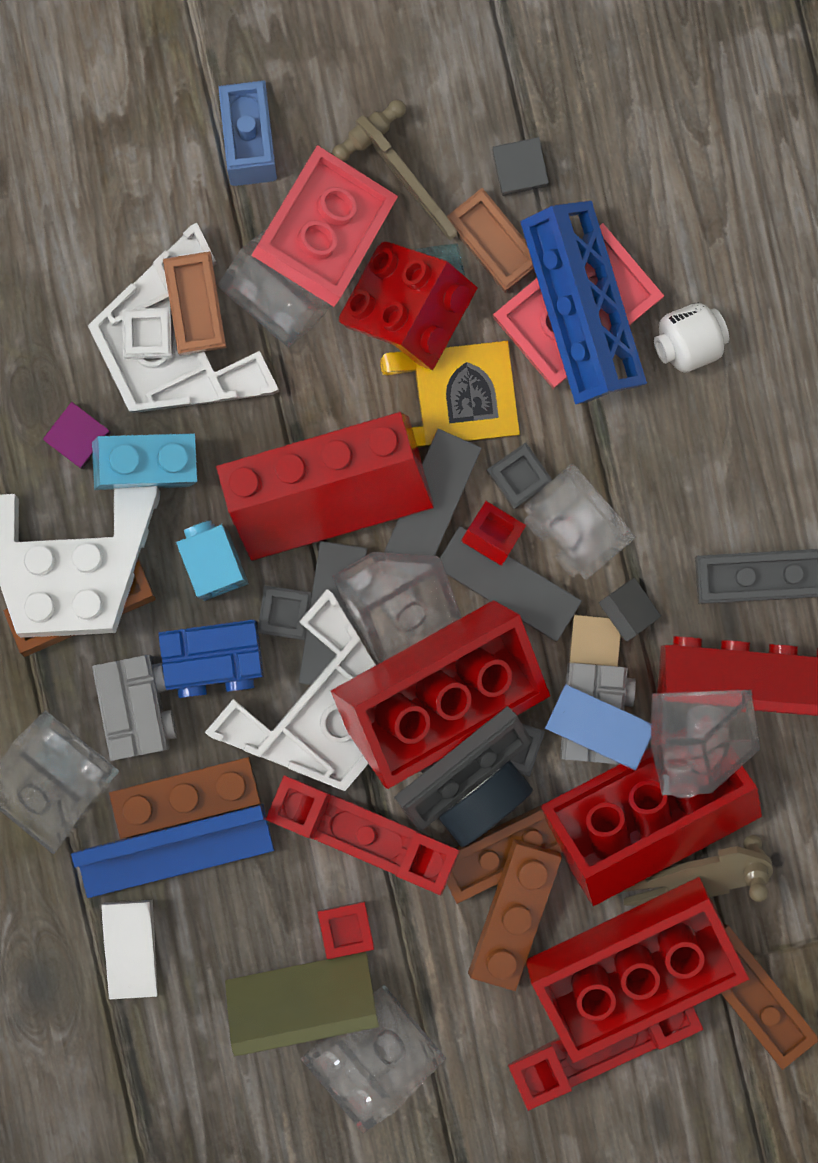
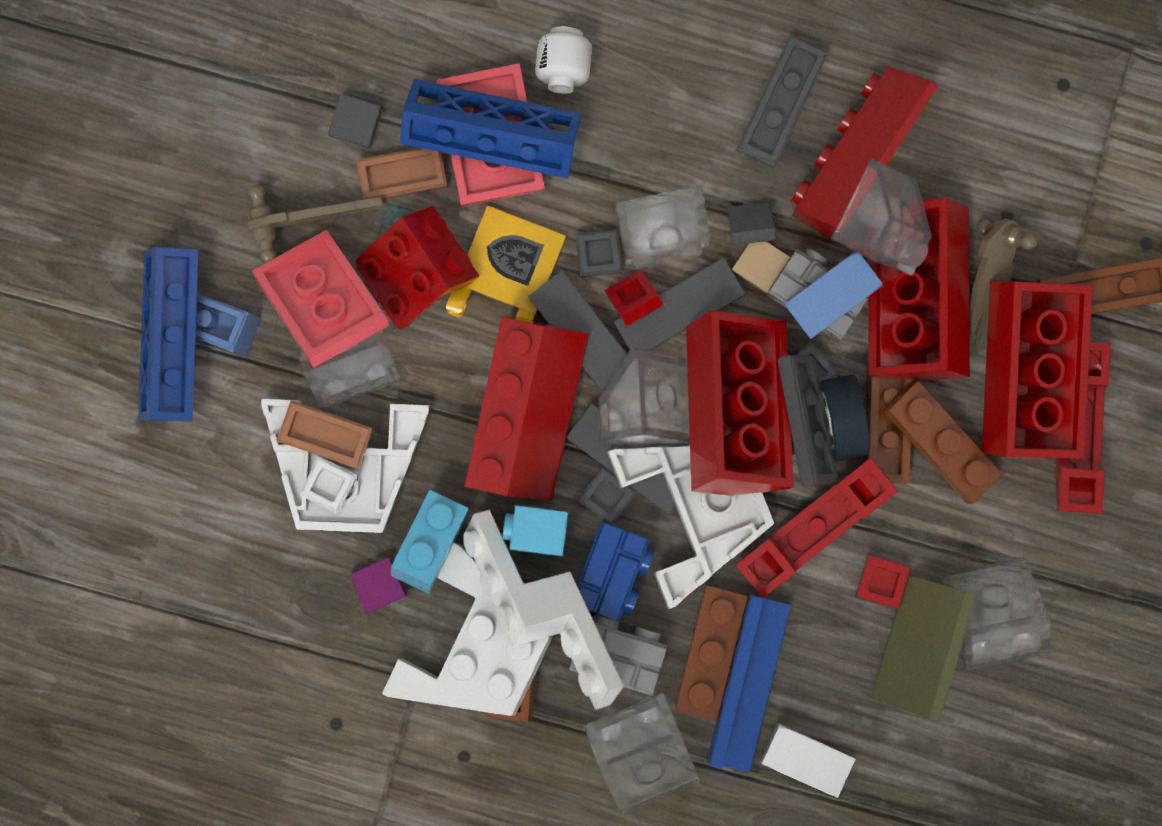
camera: 55 degrees left, 0 degrees up
(134, 606) = (542, 610): none -> white bracket
(210, 98) = (168, 334): none -> blue fence

